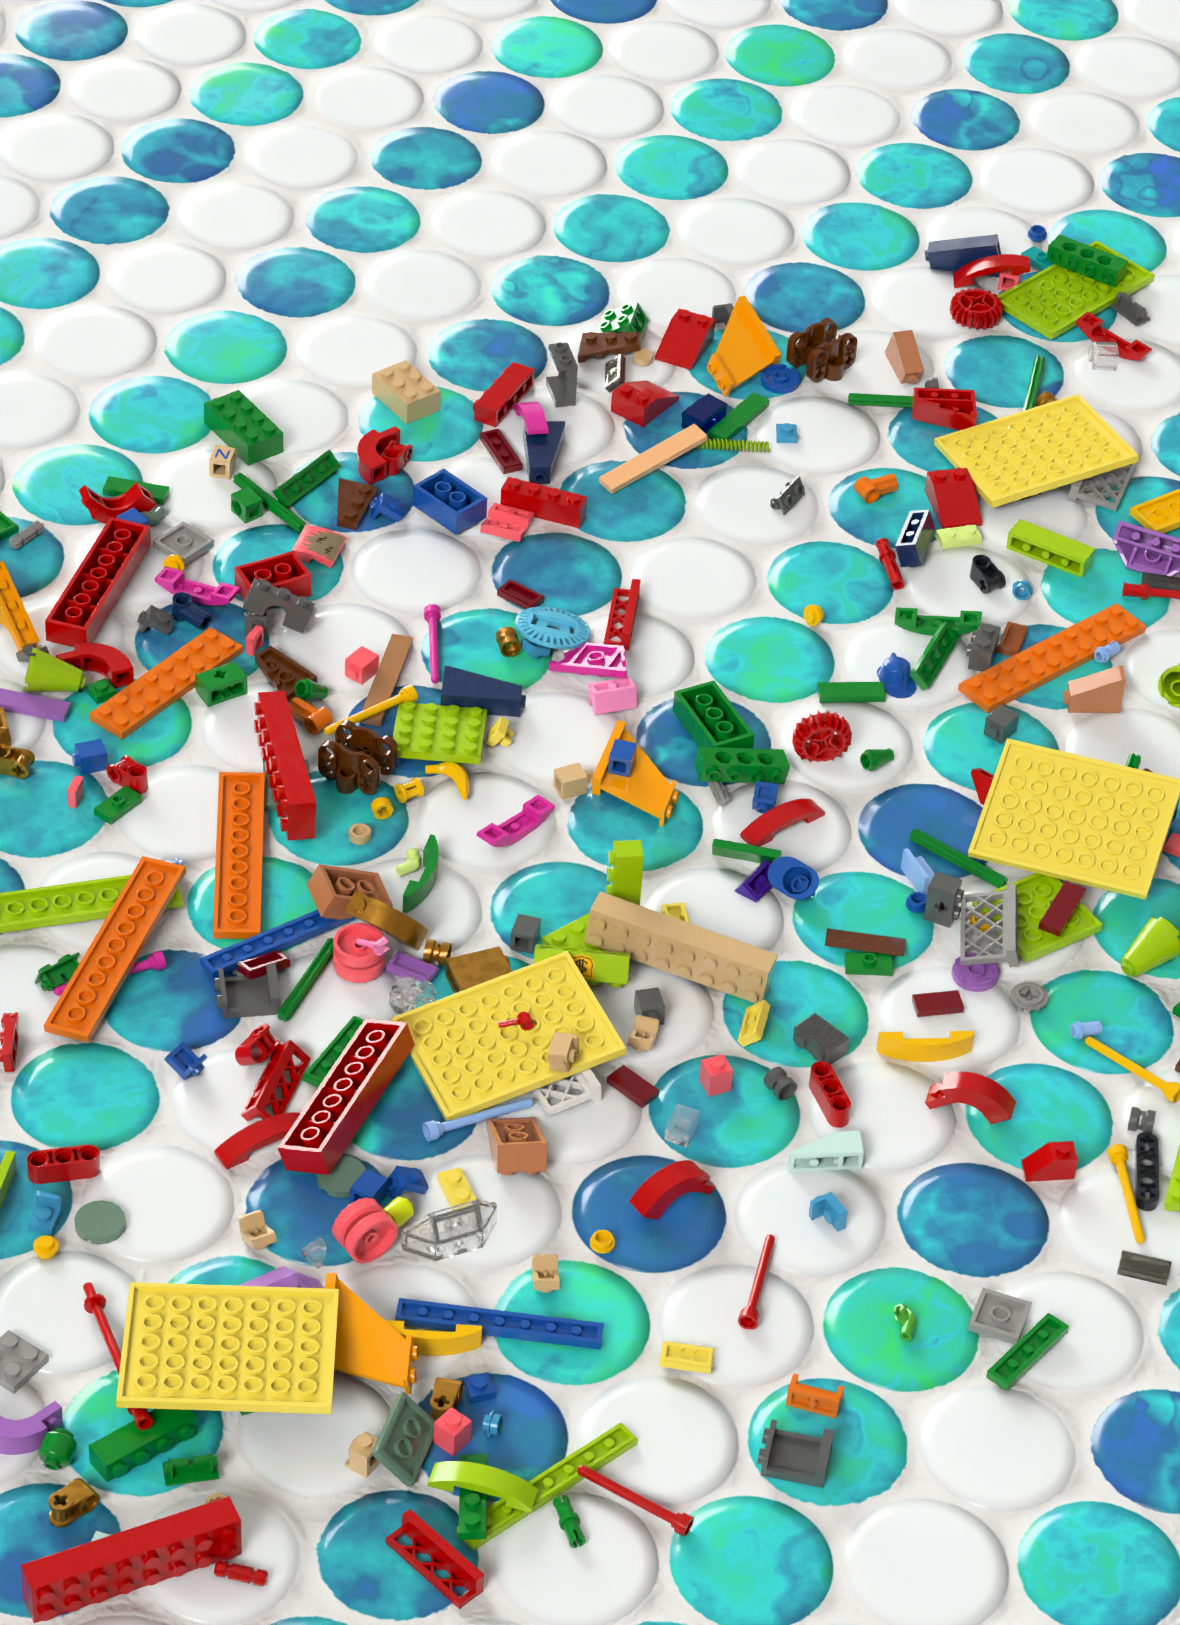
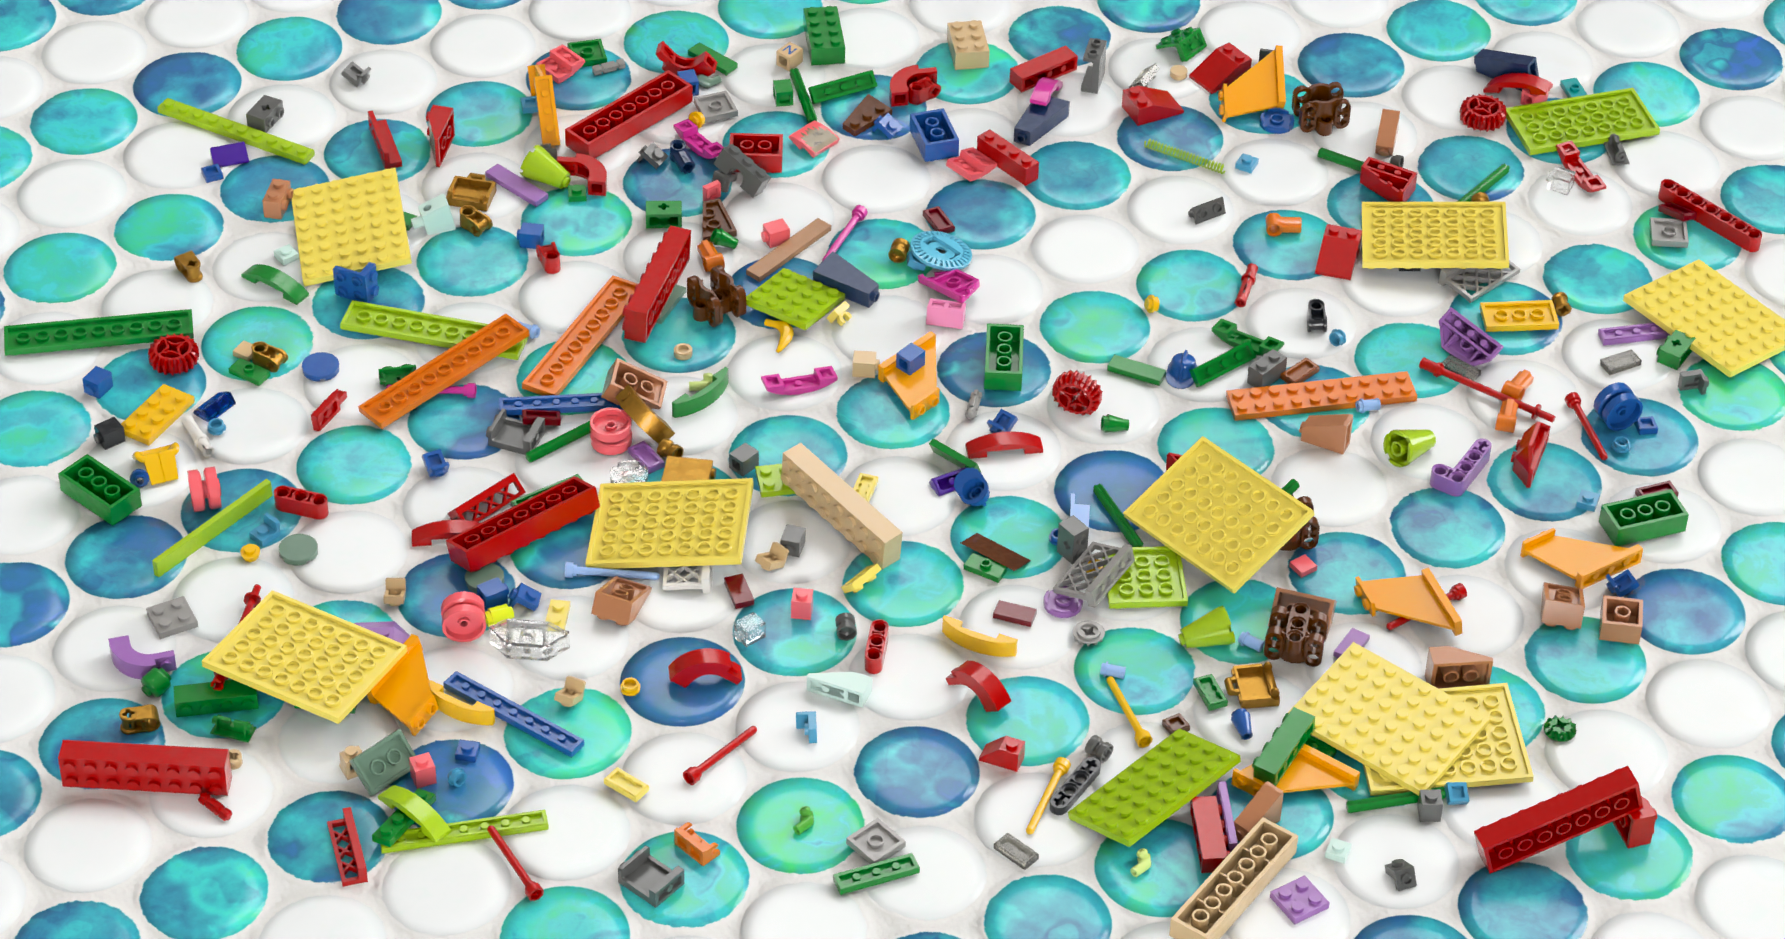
camera: 30 degrees right, 0 degrees up
(75, 791) = (502, 256): coral tile -> none
(118, 804) = (527, 275): green plate -> none
(164, 683) = (626, 201): orange plate -> none
(257, 1047) = (494, 470): red piece -> none
(315, 1252) = (427, 621): clear tile -> none
(378, 947) = (619, 429): bright pink hand -> none
(381, 802) = (710, 342): yellow bush -> none
(406, 694) = (791, 264): yellow piece -> none
(409, 790) = (740, 332): yellow bush -> none
(445, 1394) = (438, 746): pearl gold piece -> none
(501, 451) = (1009, 110): dark red tile -> none
(523, 1019) = (683, 516): red hand -> none
(563, 1051) = (690, 545): tan brick -> none
(569, 1521) = (458, 859): green pin -> none
(593, 964) = (771, 496): lime brick -> none
(604, 343) = (1153, 52): reddish brown wing -> none
(625, 870) = (831, 439): lime brick -> none
(626, 619) = (1004, 259): red fence -> none
(652, 458) = (1120, 150): light nougat tile -> none
(704, 413) = (1188, 130): clear blue brick -> none
(739, 417) = (1218, 140): green tile -> none
(741, 765) = (999, 393): green brick -> none
(820, 1039) = (901, 607): dark grey brick -> none
(915, 538) = (1278, 271): brick -> none
(958, 536) = (1321, 282): yellowish green plate -> none
(1001, 724) = (1233, 430): dark grey brick -> none
(1037, 233) = (1588, 68): blue plate -> none
(1050, 548) = (1387, 313): lime brick -> none
(1062, 908) = (1163, 578): dark red tile -> none
(1087, 260) = (1604, 100): green brick -> none

